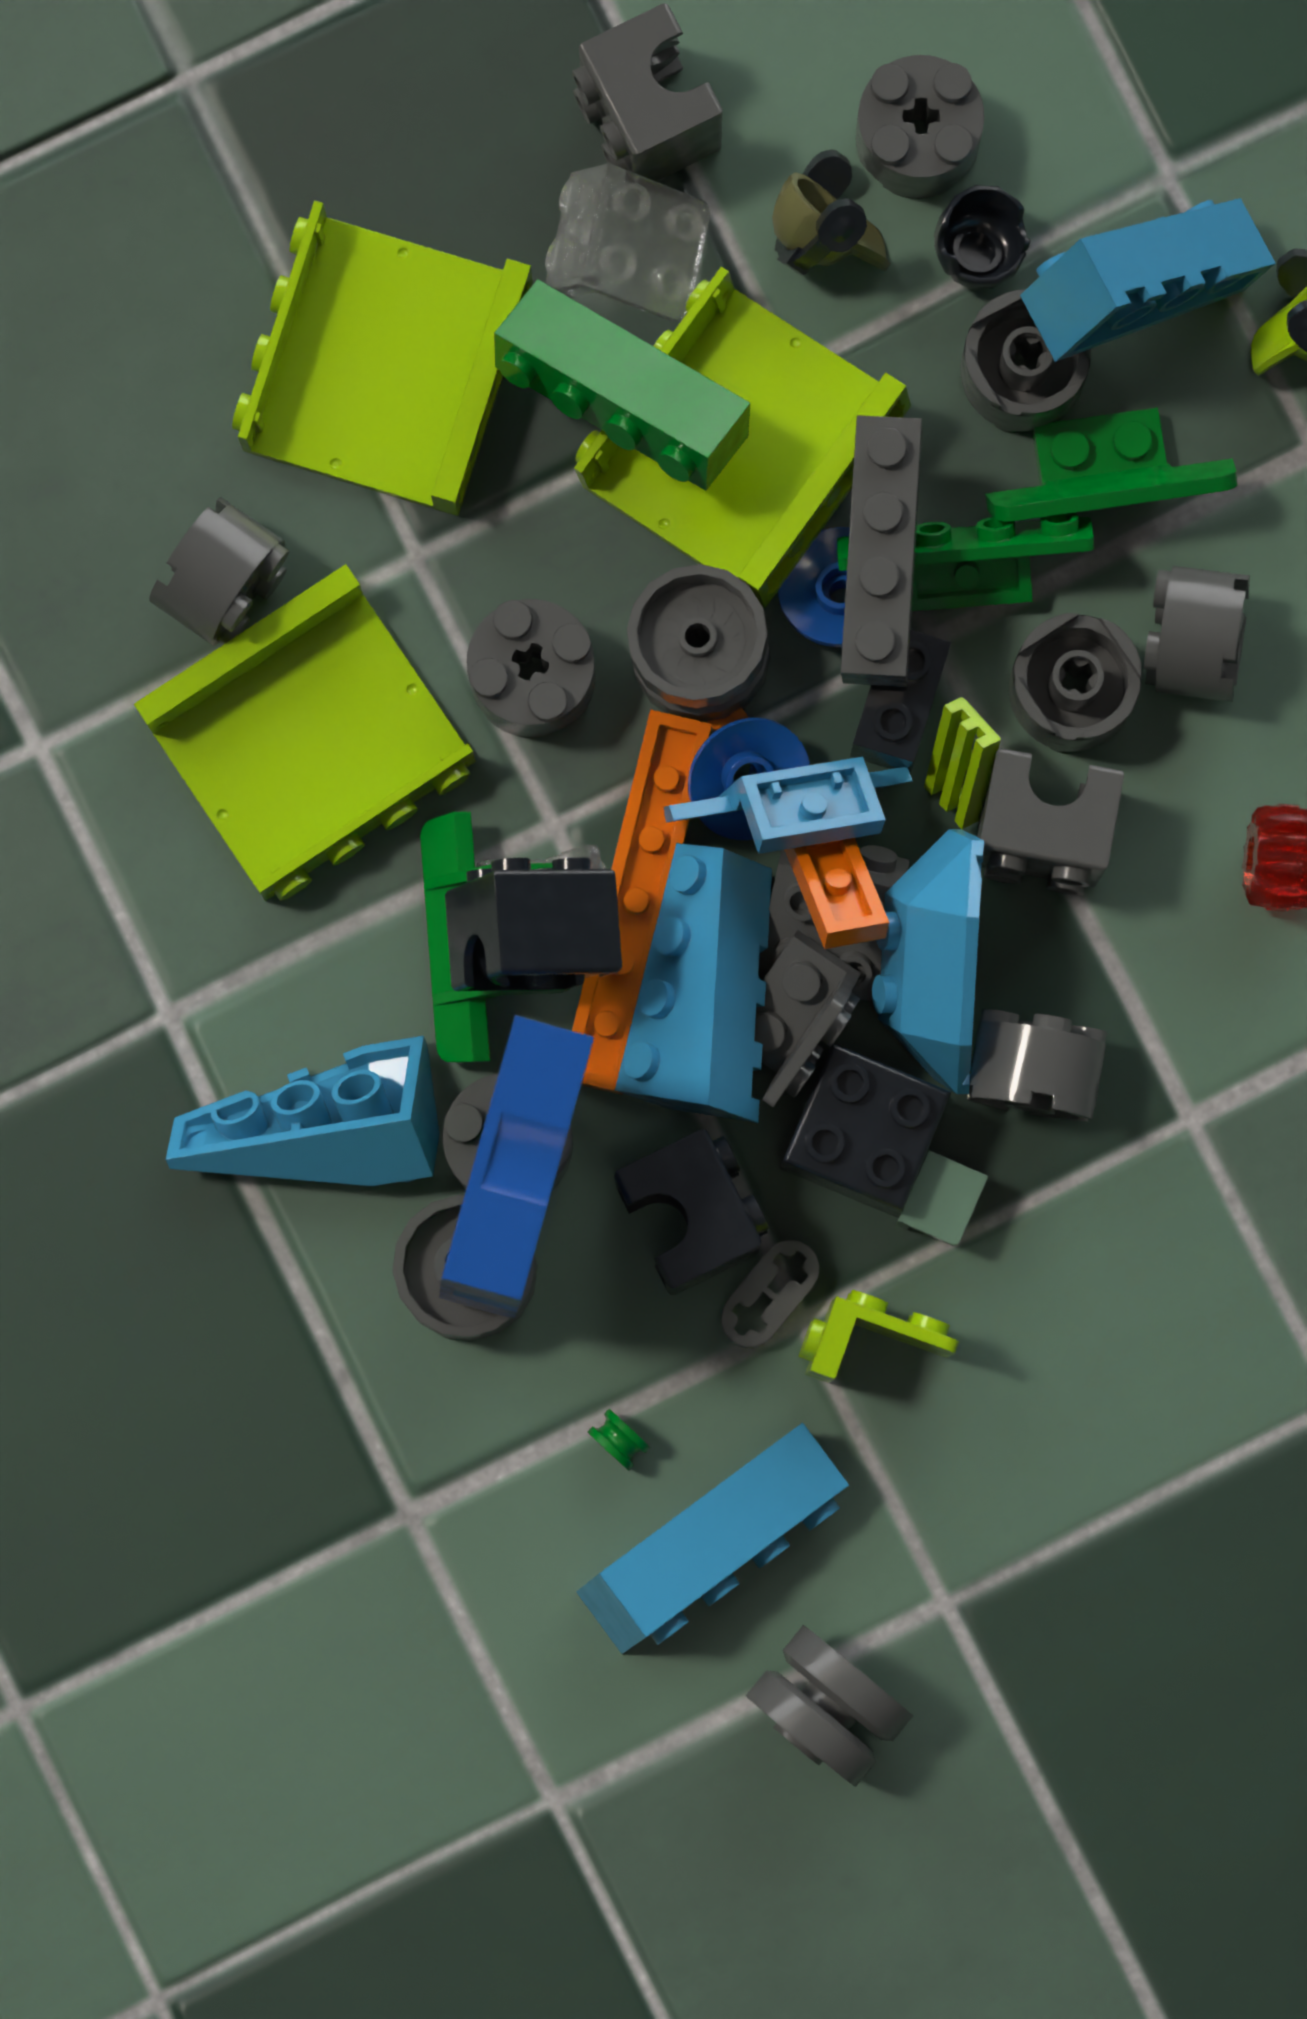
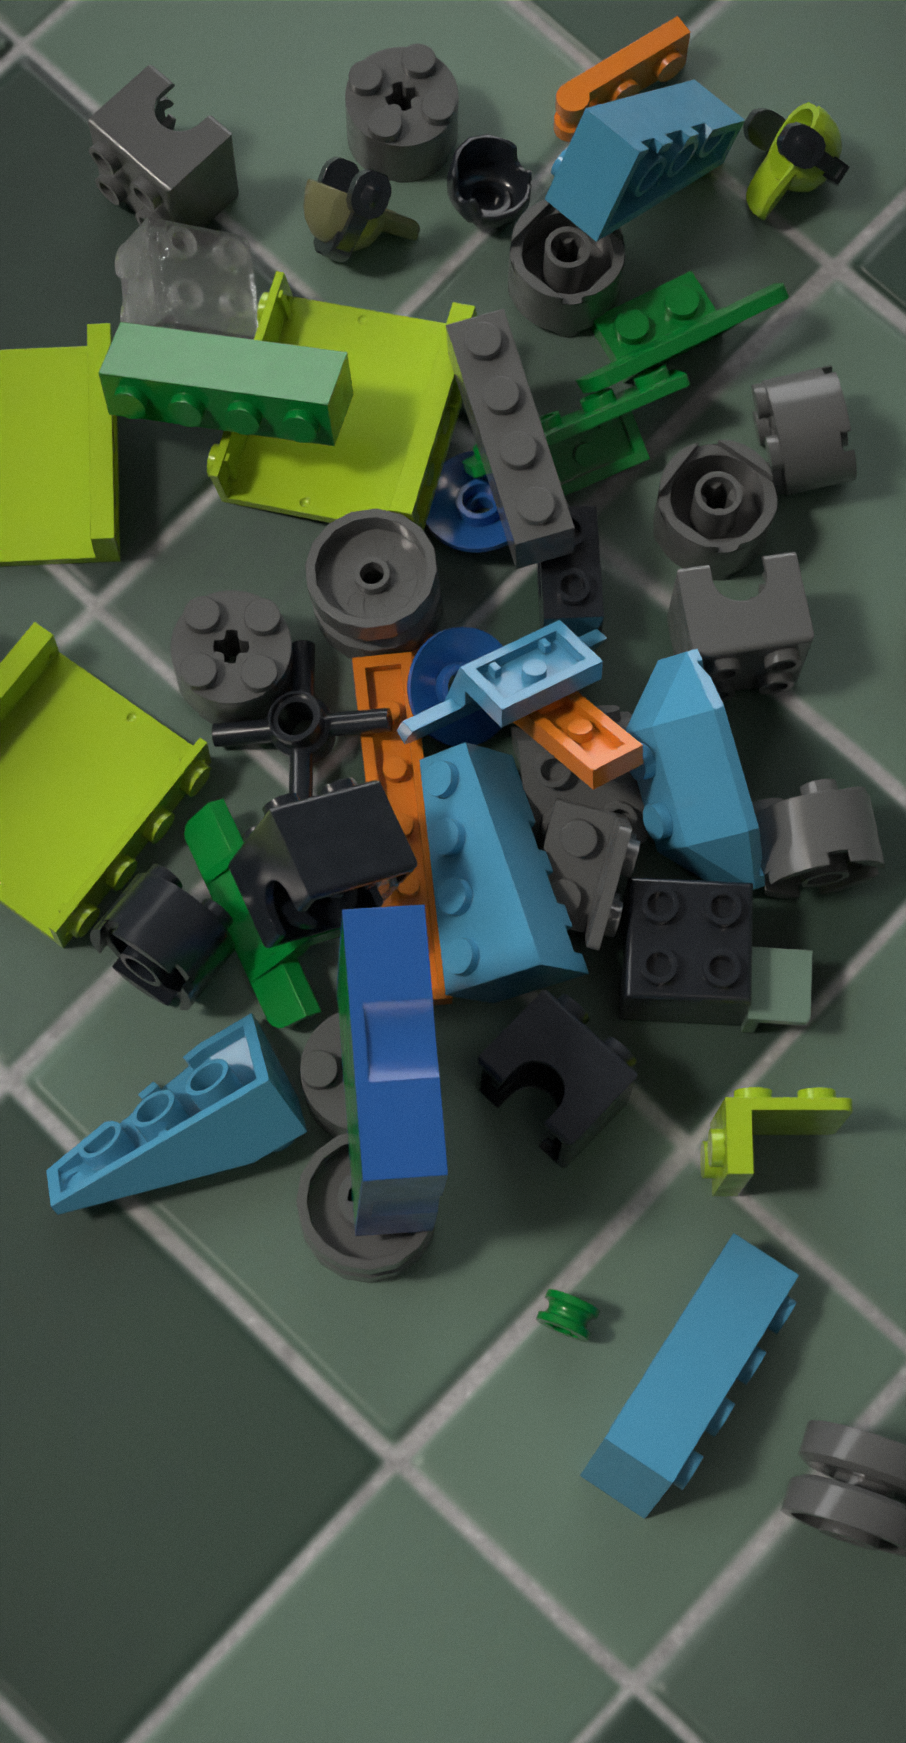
camera: 25 degrees left, 10 degrees down
(363, 935) = (165, 937): none -> black brick
(590, 780) = (295, 708): none -> black bar
(757, 1283) = (667, 1138): dark grey beam -> none
(955, 755) = (637, 599): lime tile -> none
(1166, 163) = (623, 74): none -> orange plate

